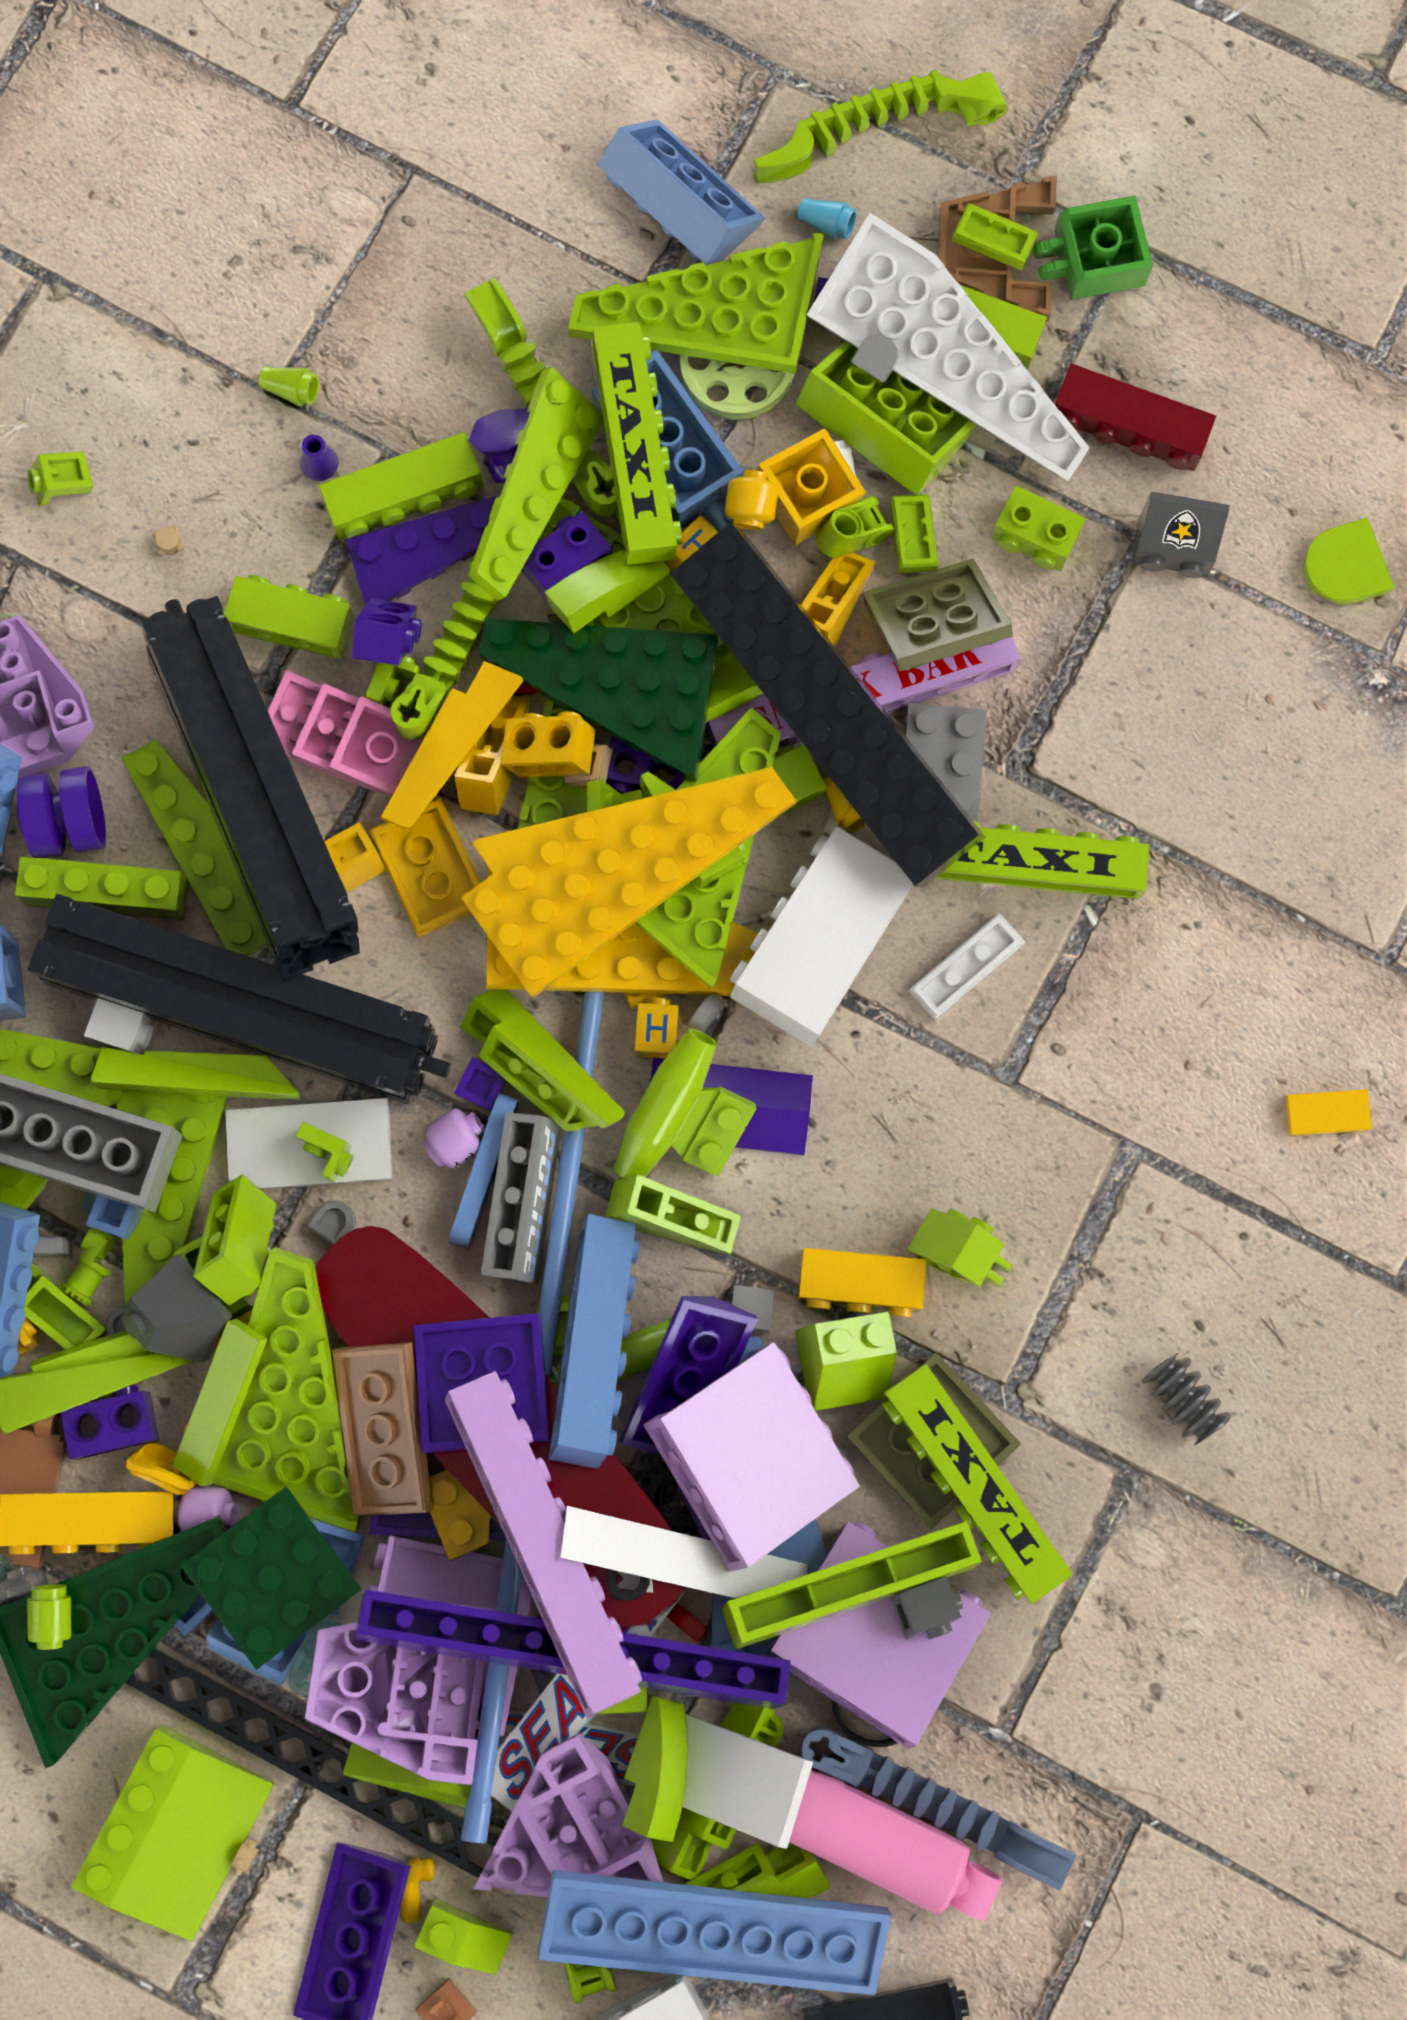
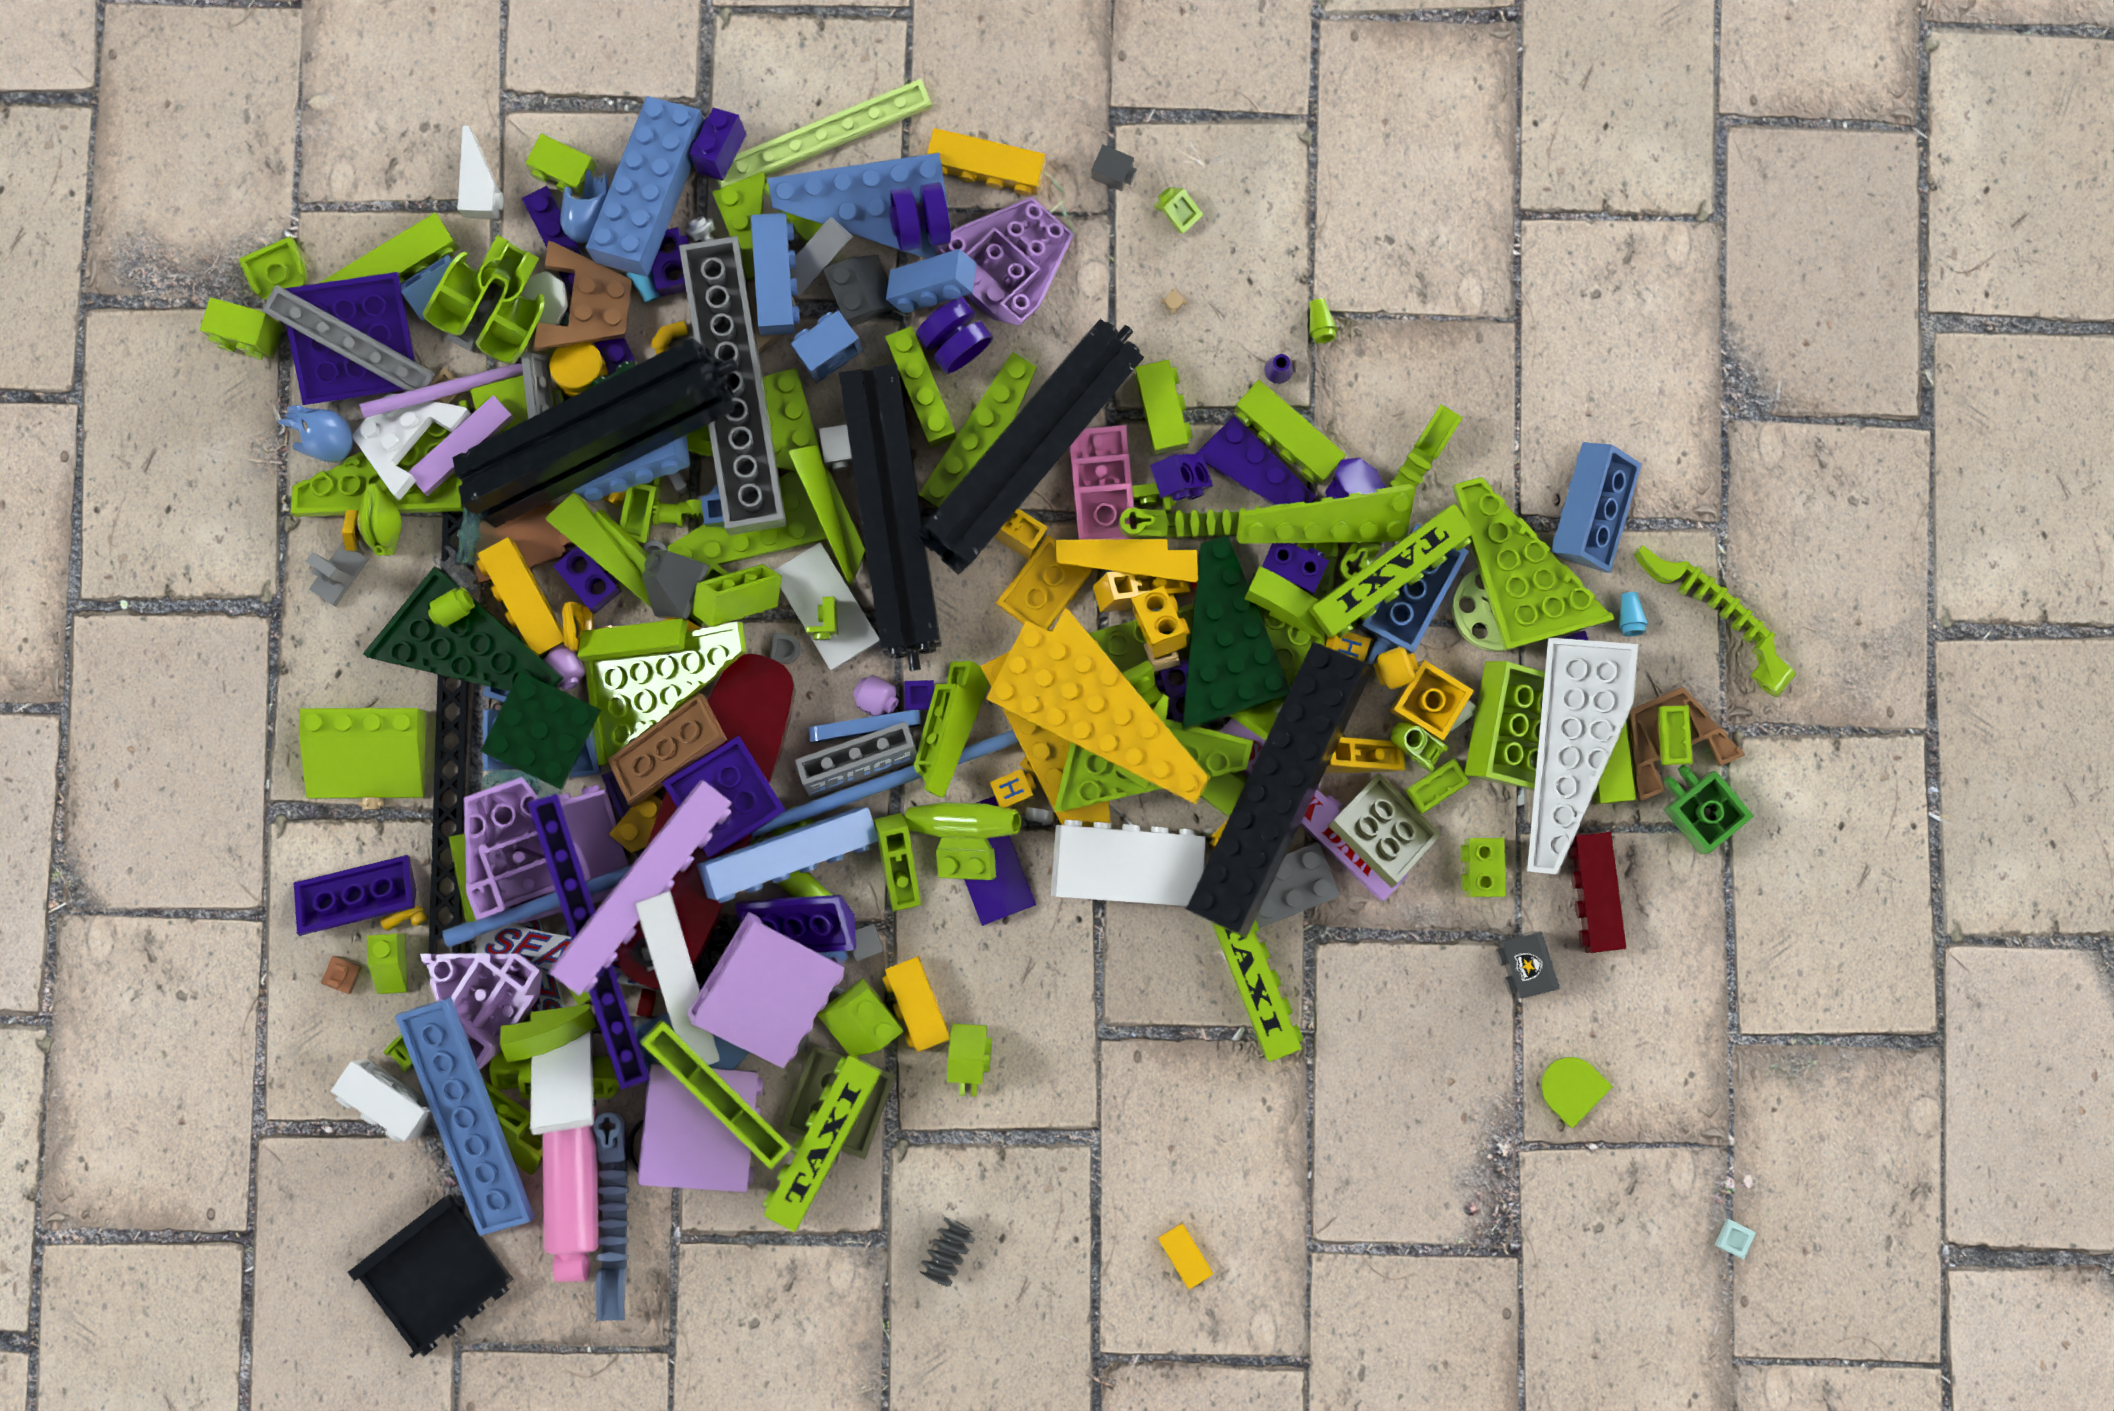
camera: 65 degrees right, 5 degrees up
(877, 356) = (1542, 699): light grey tile -> none
(928, 1609) = (726, 1151): dark grey brick -> none
(967, 966) = (1160, 969): white tile -> none

